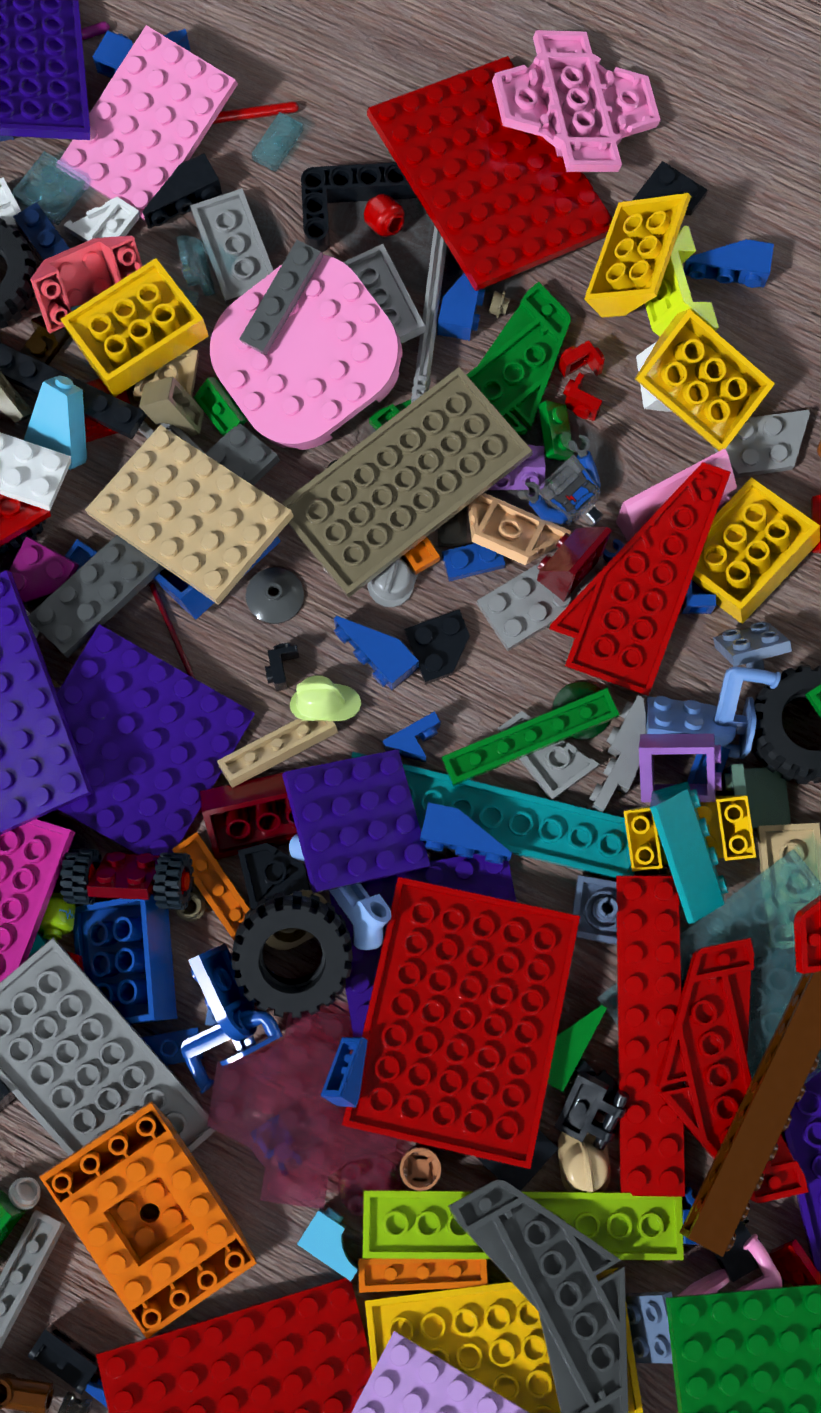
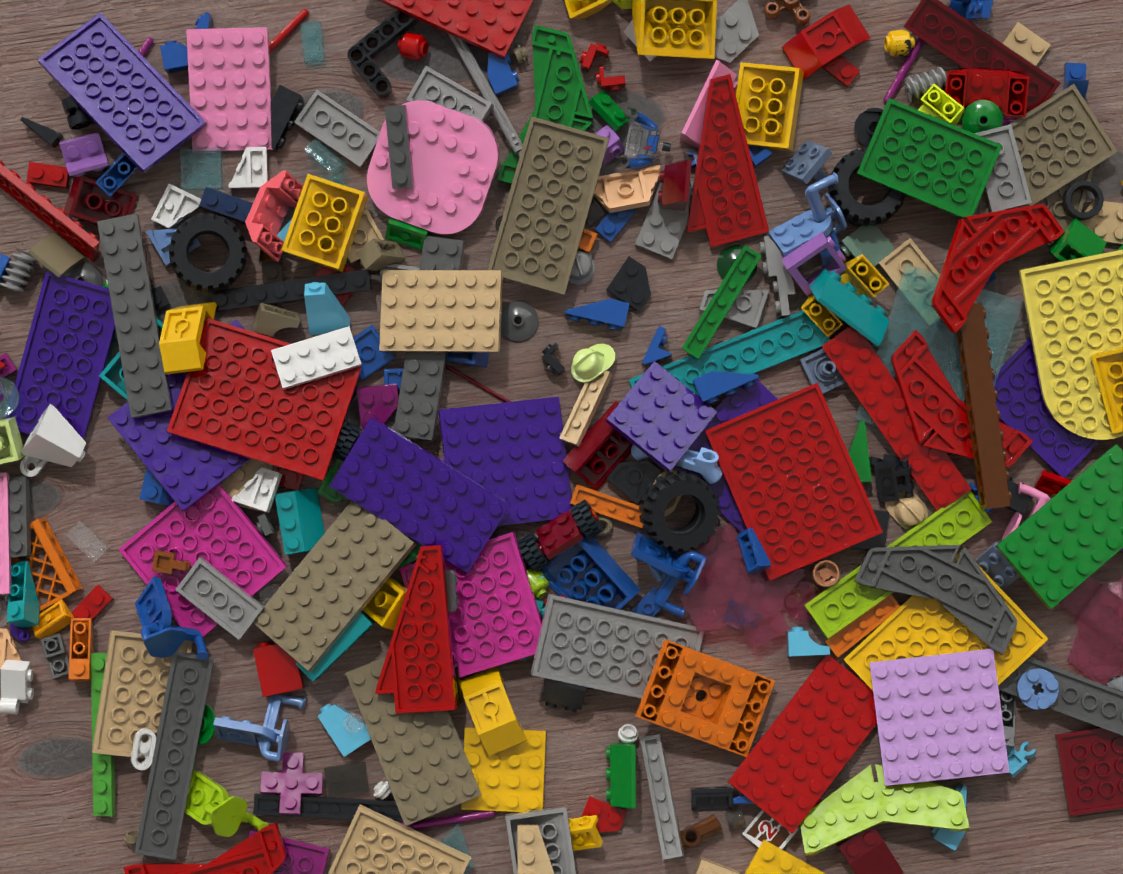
camera: 30 degrees left, 10 degrees up
(69, 512) = (371, 358): none -> blue plate

